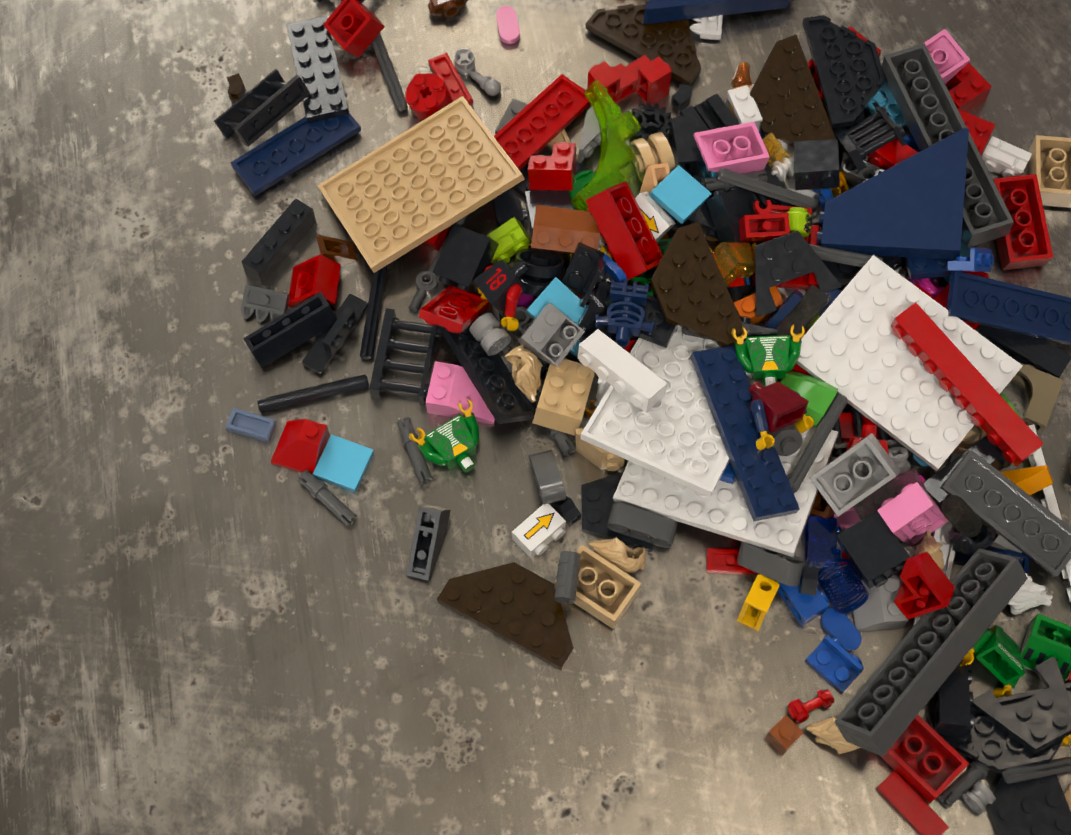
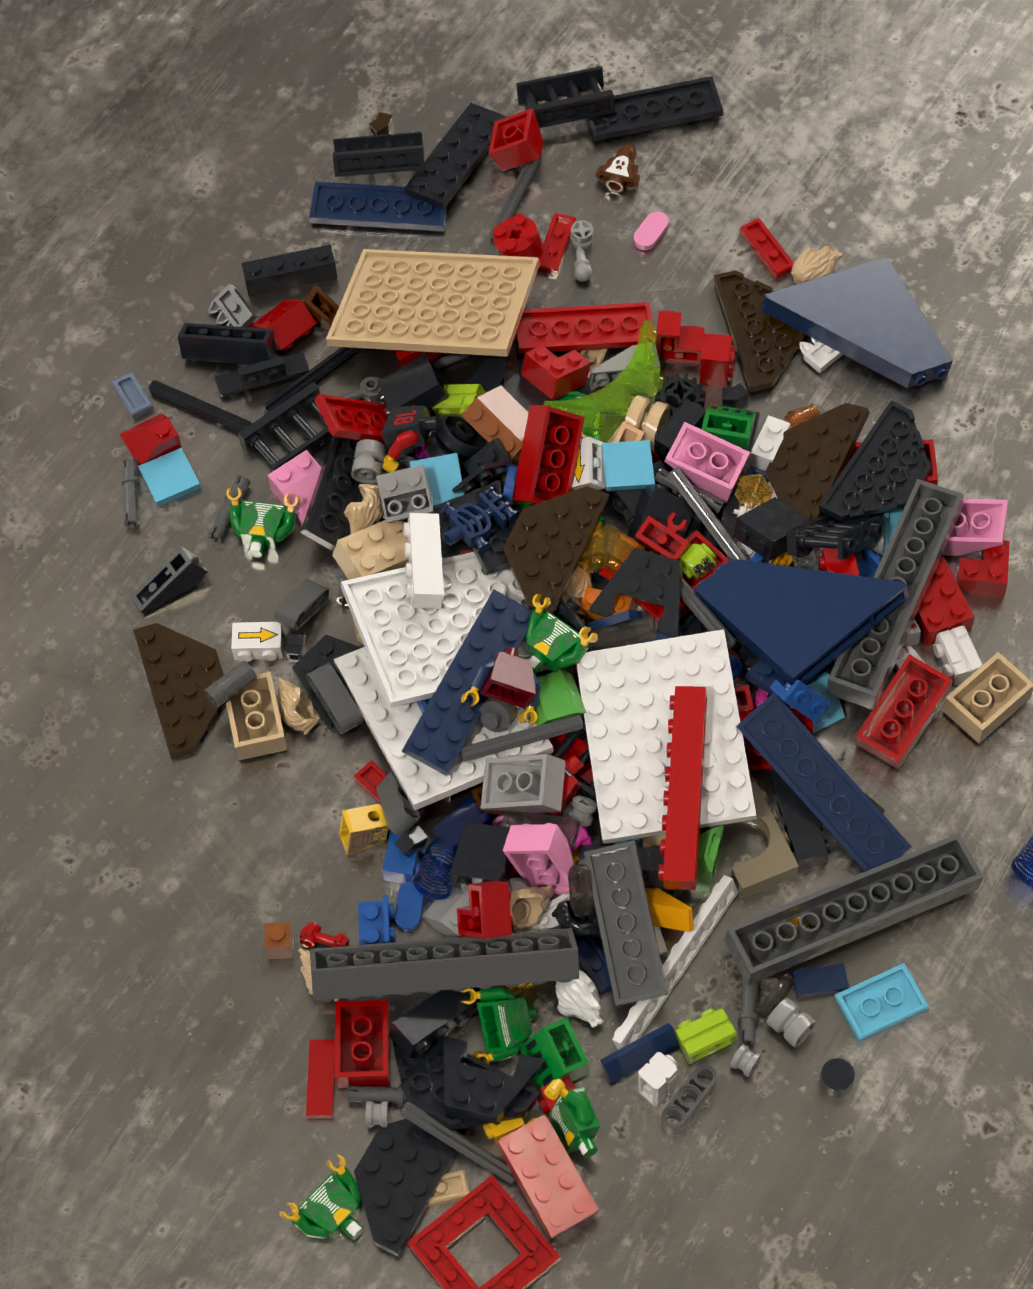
camera: 45 degrees right, 5 degrees down
(715, 113) = (730, 424): none -> green slope

